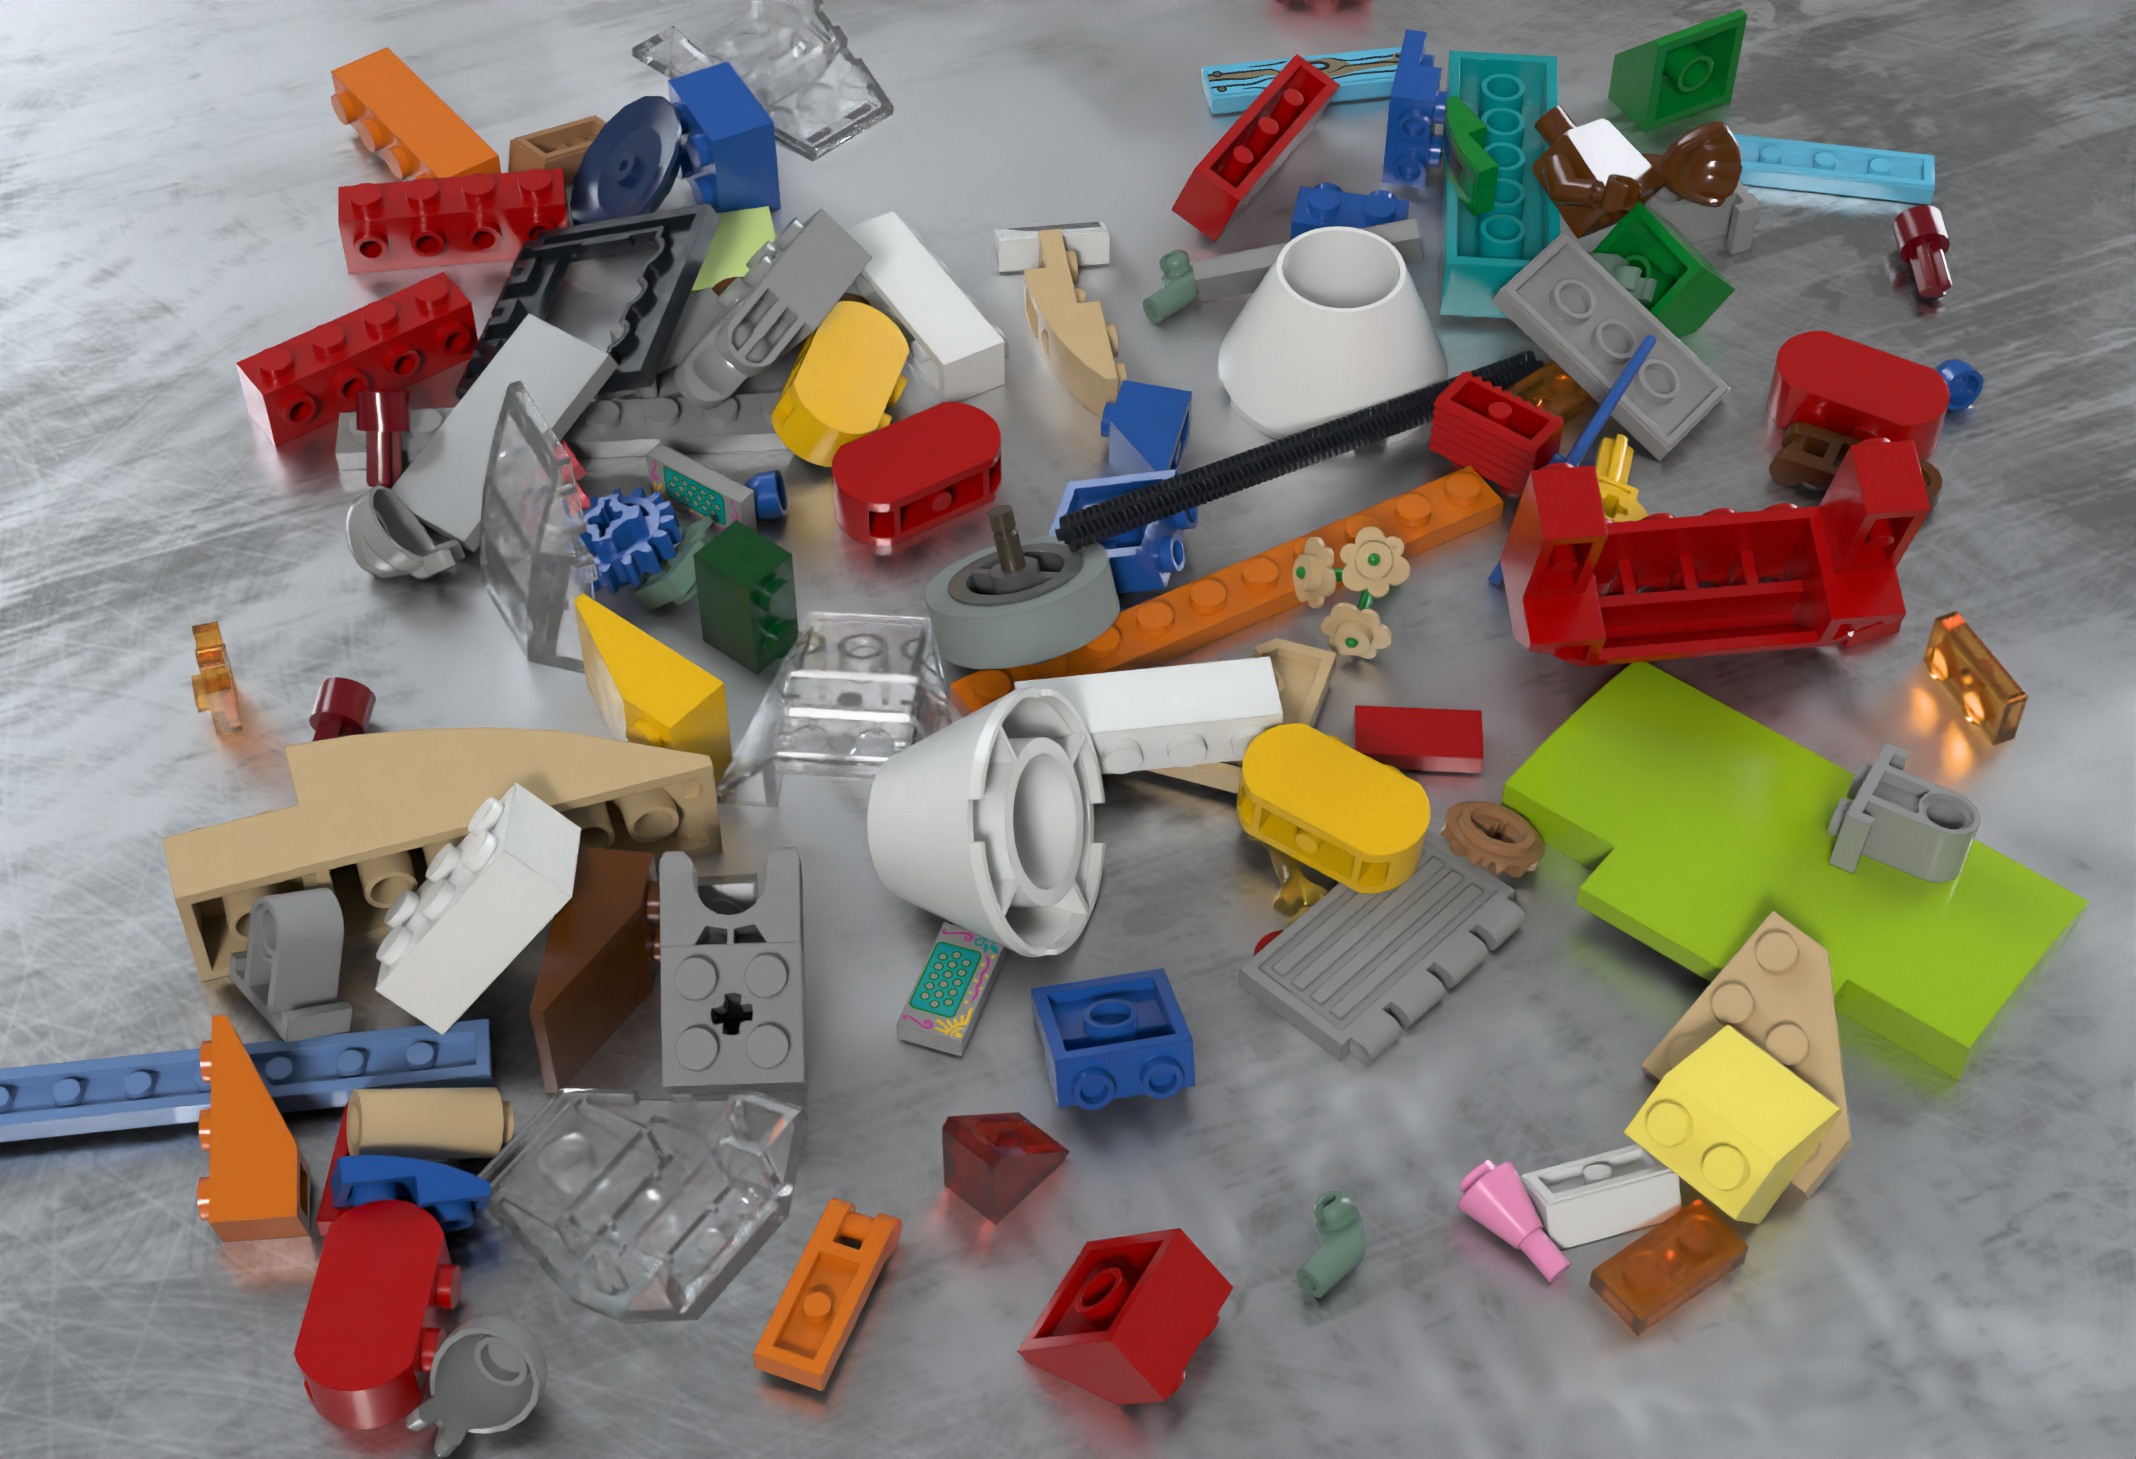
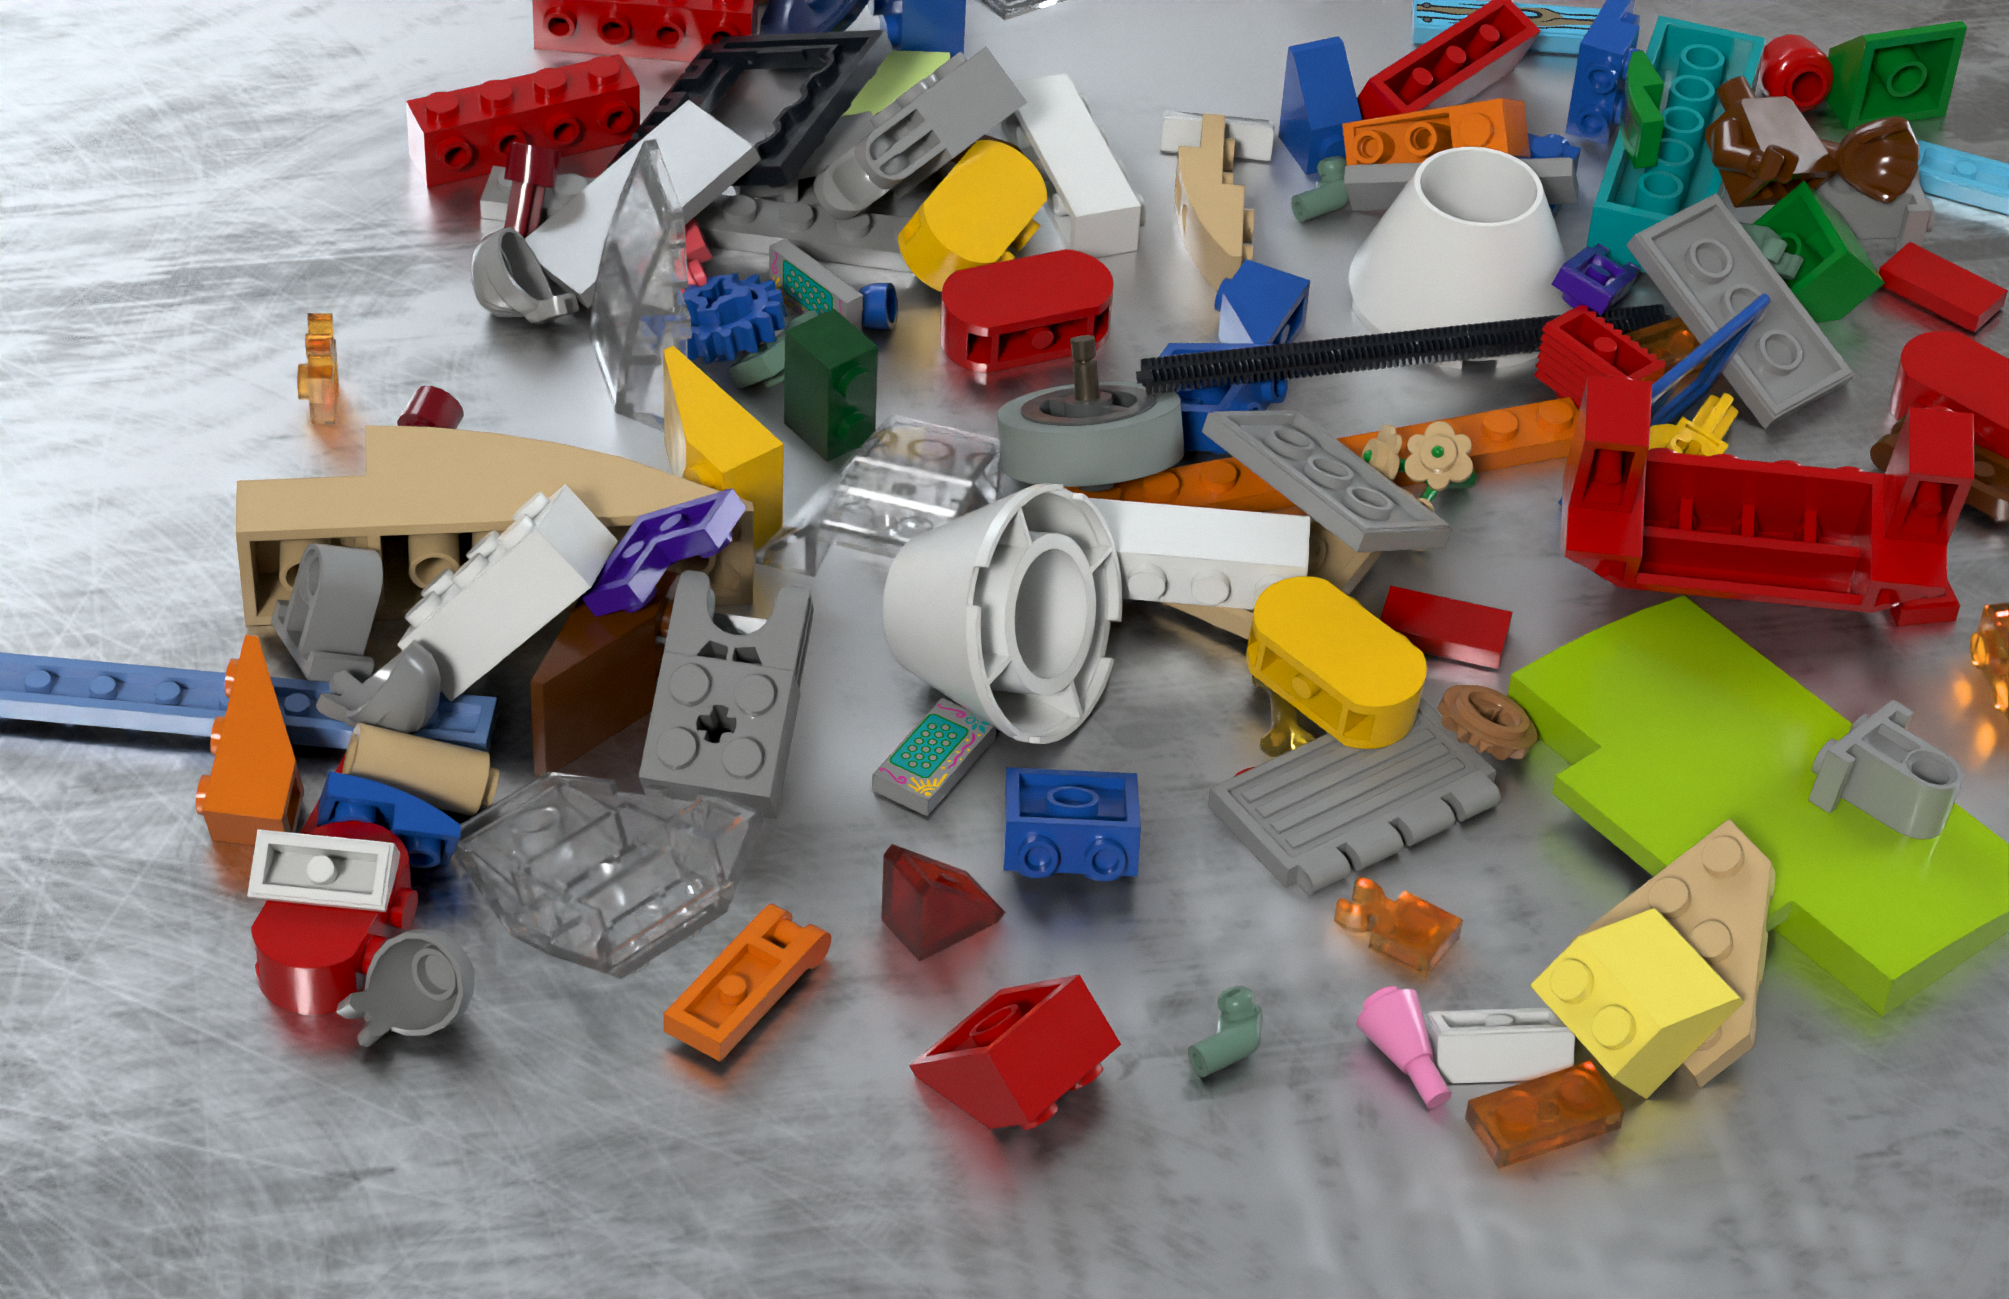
camera: 10 degrees right, 5 degrees down
(357, 1273) = (323, 870): none -> white slope
(381, 1051) = (394, 698): none -> light grey piece
(628, 826) = (657, 543): none -> dark purple plate
(1148, 201) = (1317, 102): none -> blue slope
(1272, 610) = (1327, 480): none -> light grey tile
(1275, 216) = (1420, 134): none -> orange slope
(1466, 340) = (1594, 279): none -> dark purple hinge
(1473, 1087) = (1402, 930): none -> clear orange plate
(1588, 84) = (1795, 70): none -> red head
(1784, 280) = (1942, 287): none -> red tile

